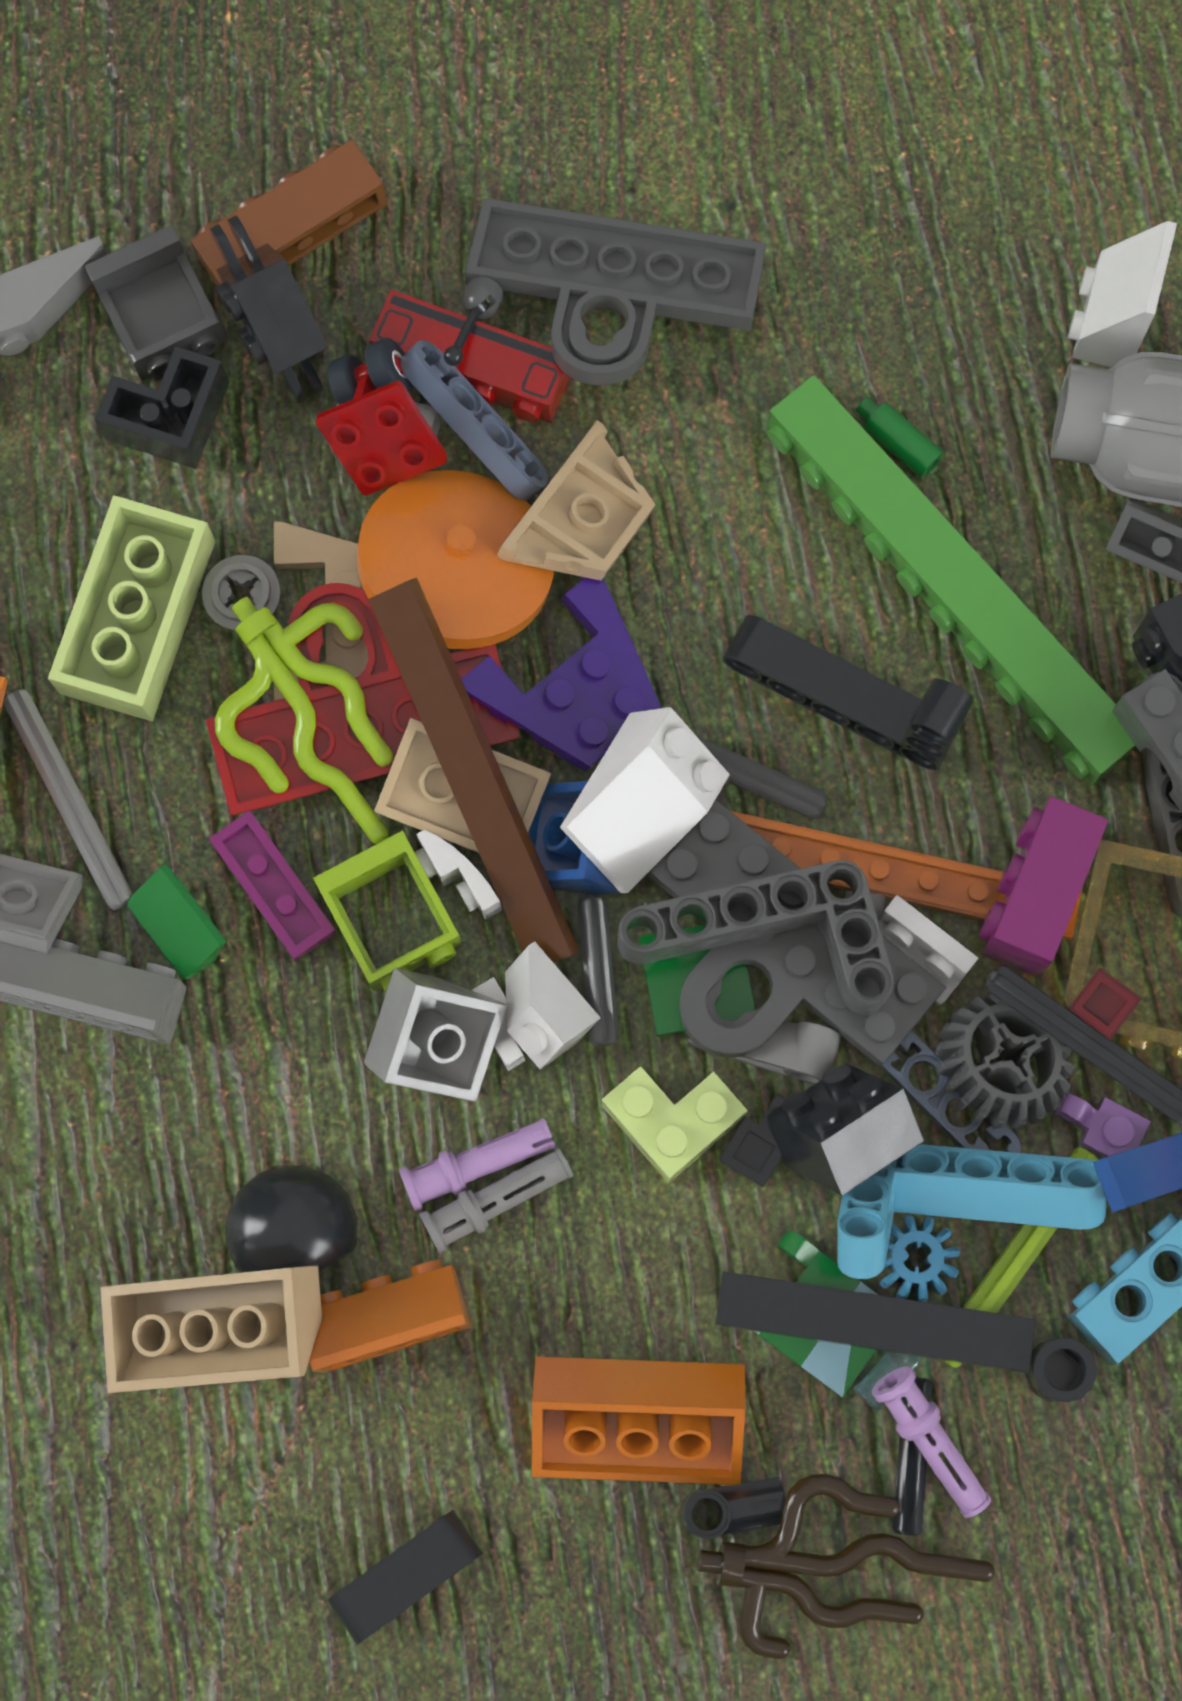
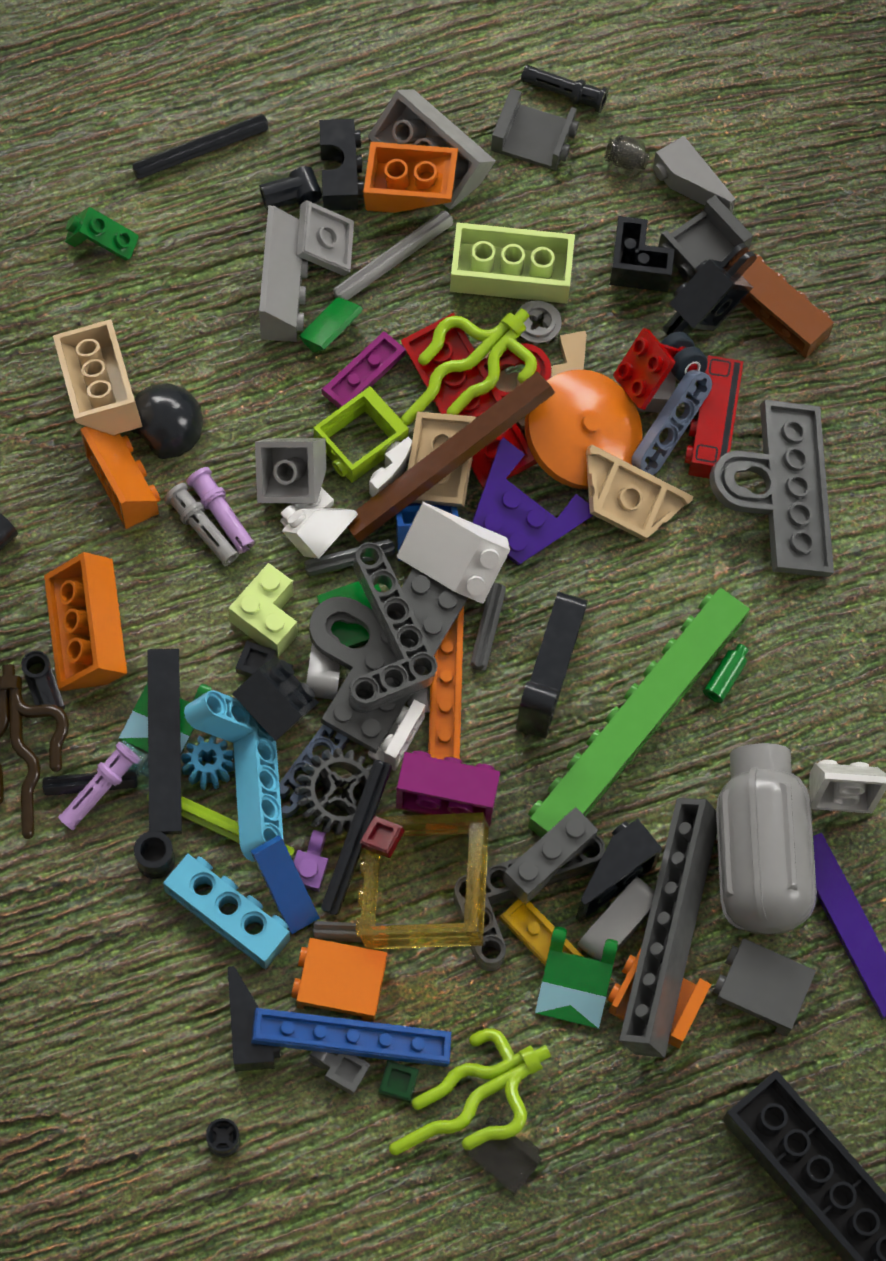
camera: 70 degrees right, 10 degrees down
(478, 309) = (749, 414): hinge -> none

